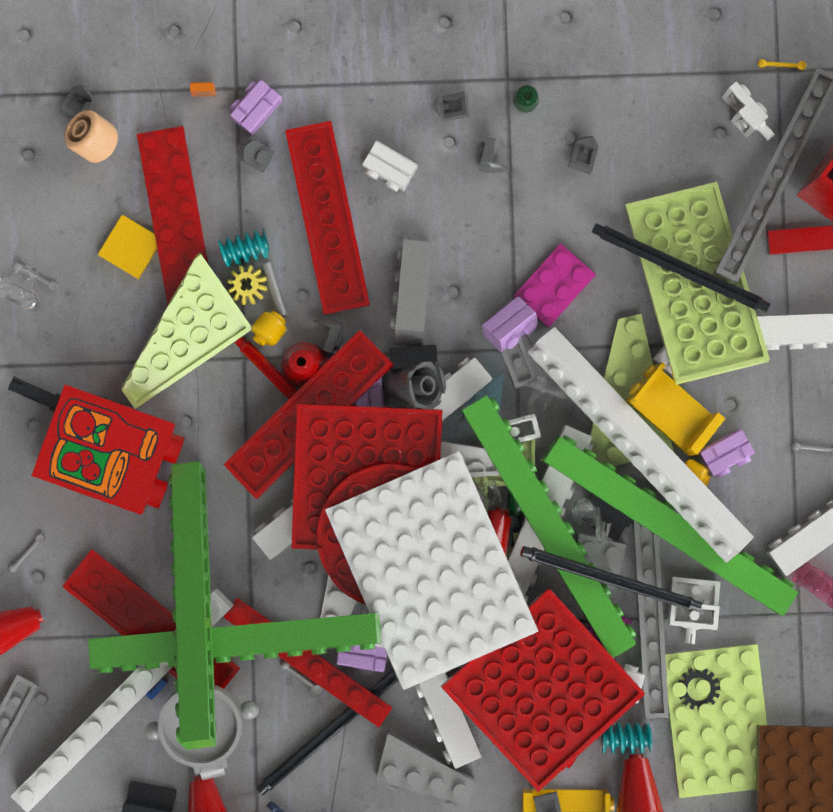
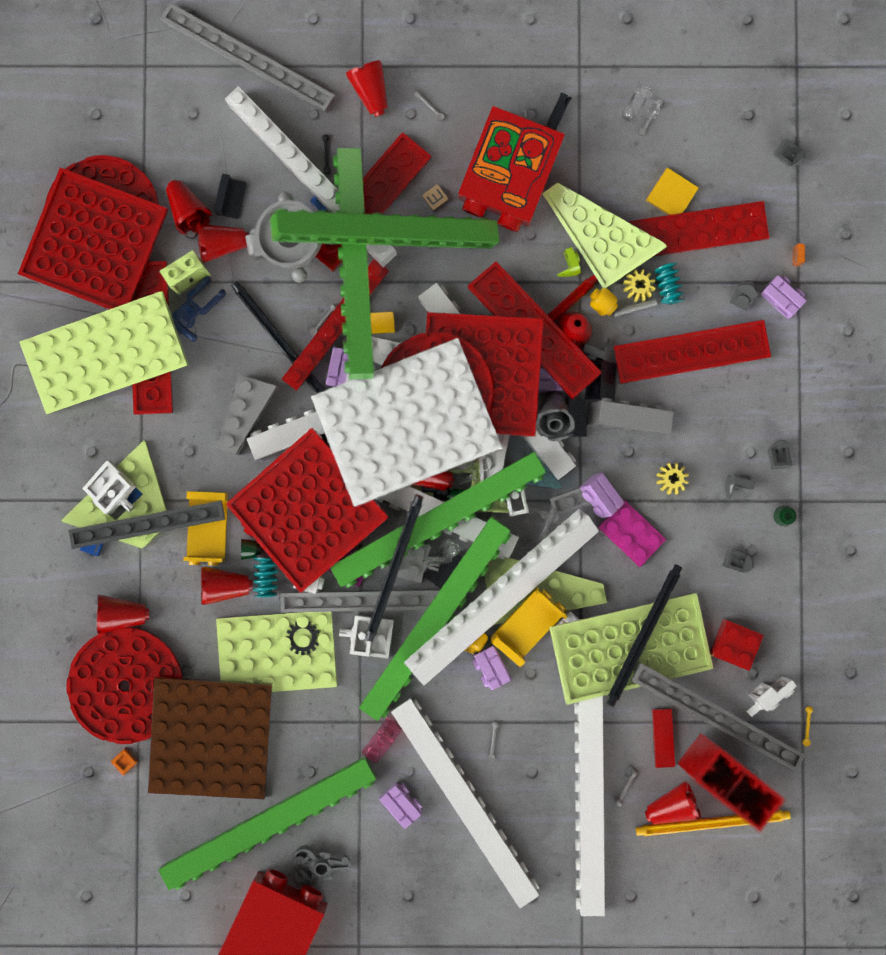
camera: 90 degrees right, 0 degrees up
(91, 136) = (763, 163): light nougat head -> none
(111, 679) = (327, 170): none -> black hinge
(143, 542) = (435, 197): none -> tan tile
(218, 368) = (572, 258): none -> lime plate
(303, 603) = (382, 322): none -> yellow slope
(373, 324) = (604, 384): none -> black panel
(389, 166) = (732, 403): white brick -> none
(492, 234) = (669, 472): none -> light yellow gear
(591, 759) = (249, 549): none -> dark green hat
(687, 154) = (736, 644): none -> red brick

